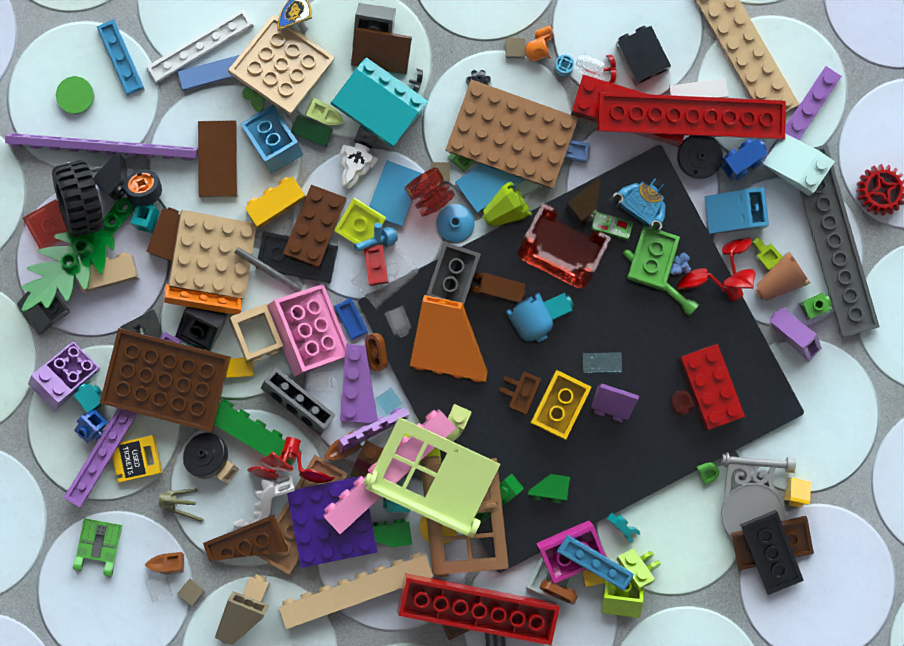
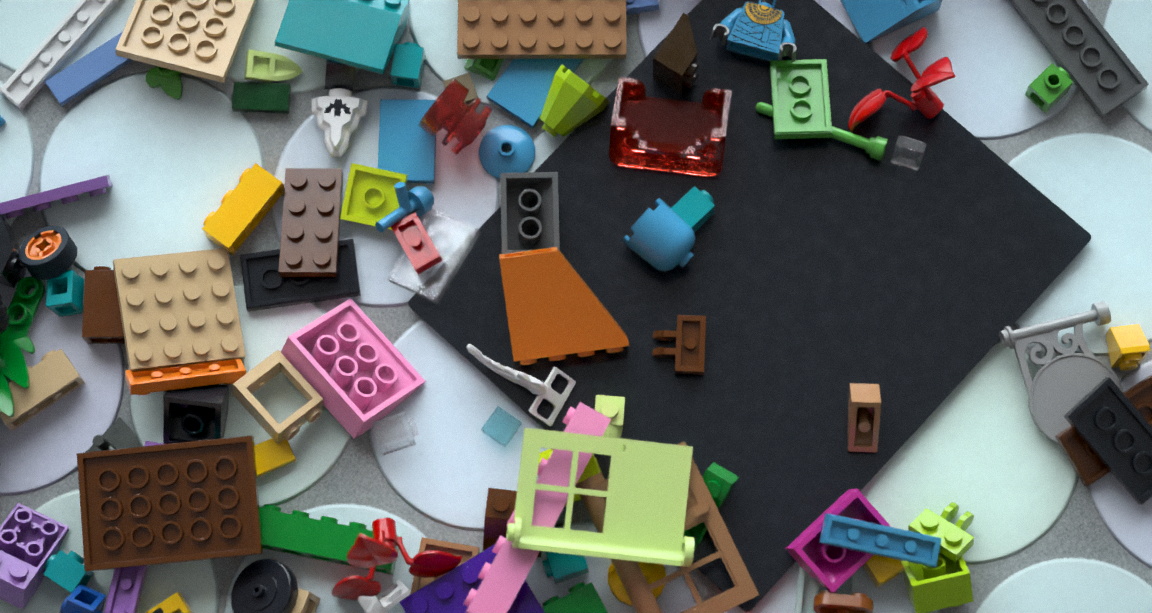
camera: 15 degrees left, 10 degrees down
(217, 158) = (141, 180): reddish brown tile -> none
(267, 269) = (263, 303): dark grey bar -> none
(272, 139) = (210, 126): dark azure slope -> none
(297, 401) = (371, 470): black brick -> none
(334, 454) = (460, 512): dark orange plate -> none
(351, 319) = (407, 332): blue tile -> none
(357, 389) = (452, 429): medium lavender wing -> none
(366, 432) = (476, 484): medium lavender wing -> none
(376, 352) = (459, 363): dark orange plate -> none
(398, 321) = (475, 308): clear brick -> none
(412, 143) = (408, 65): none -> teal brick
(418, 385) = (532, 384): none -> white piece
(497, 288) = (597, 213): reddish brown slope -> none
(551, 487) = (778, 461): green slope -> none
(560, 405) = (747, 341): yellow brick -> none
(602, 362) = (783, 266): clear light blue tile -> none
(612, 226) = (730, 77): slope -> none
(613, 402) = (821, 307): medium lavender slope -> none
(615, 478) = (863, 417): none -> medium nougat slope
(621, 524) = (895, 480): teal plate -> none
(680, 264) = (842, 95): medium blue plant -> none
(682, 402) = (916, 278): clear red plate -> none
(708, 320) = (908, 152): none -> clear tile
(708, 472) = (990, 366): bright green tile -> none
(711, 387) = (949, 243): red brick -> none
(767, 255) = (957, 43): lime plate -> none
(782, 278) = (989, 65): nougat cone -> none
(796, 333) = (1038, 132): medium lavender slope -> none

